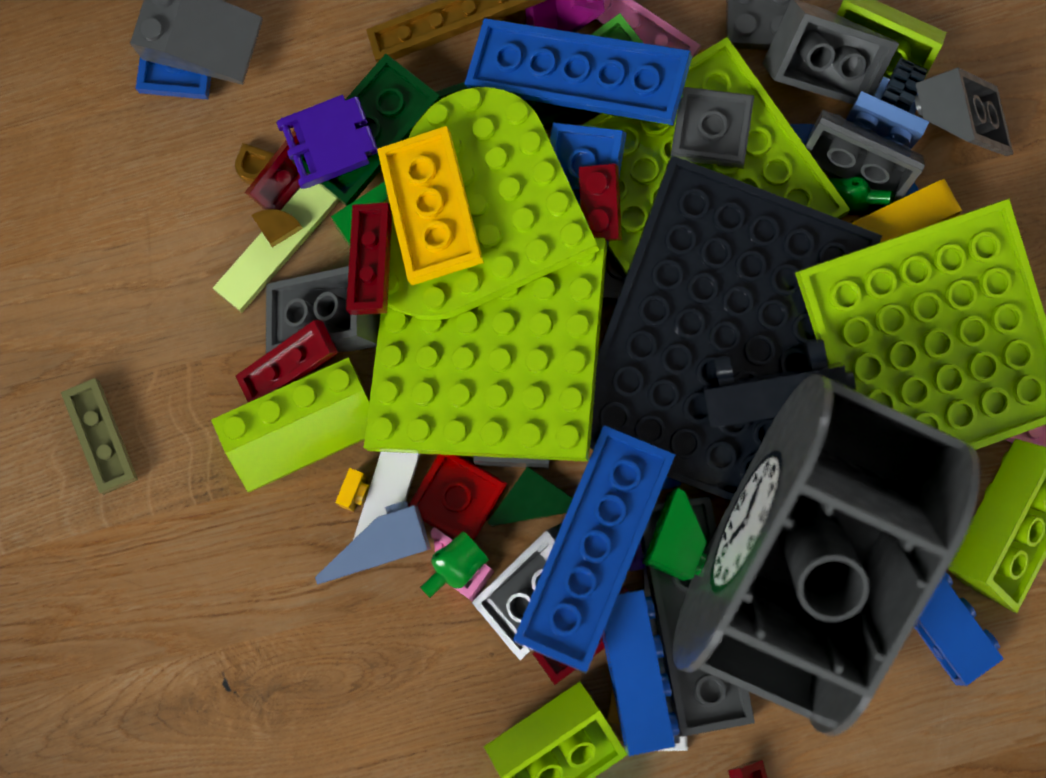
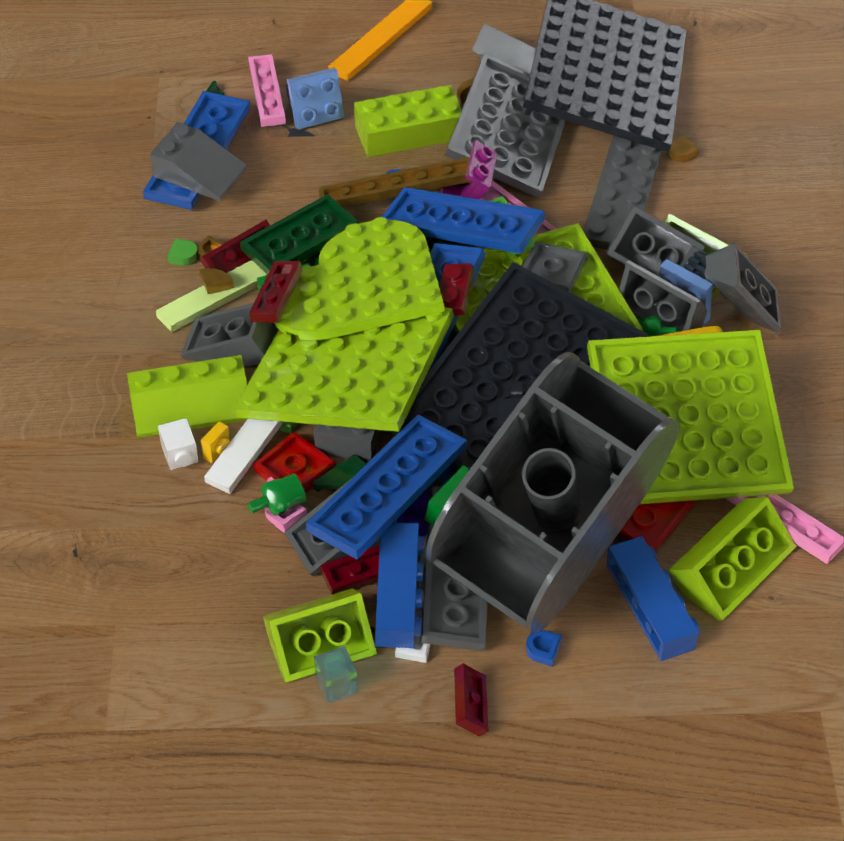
camera: 10 degrees right, 30 degrees down
(99, 436) = (39, 380): olive plate -> none
(217, 177) = (182, 252): none -> bright green tile
(287, 361) = (201, 348): dark red plate -> none
(306, 504) = (178, 444): none -> white brick
(328, 139) = (269, 229): dark purple plate -> none
(383, 541) = (227, 471): sand blue slope -> none
(429, 206) = (329, 268): yellow plate -> none

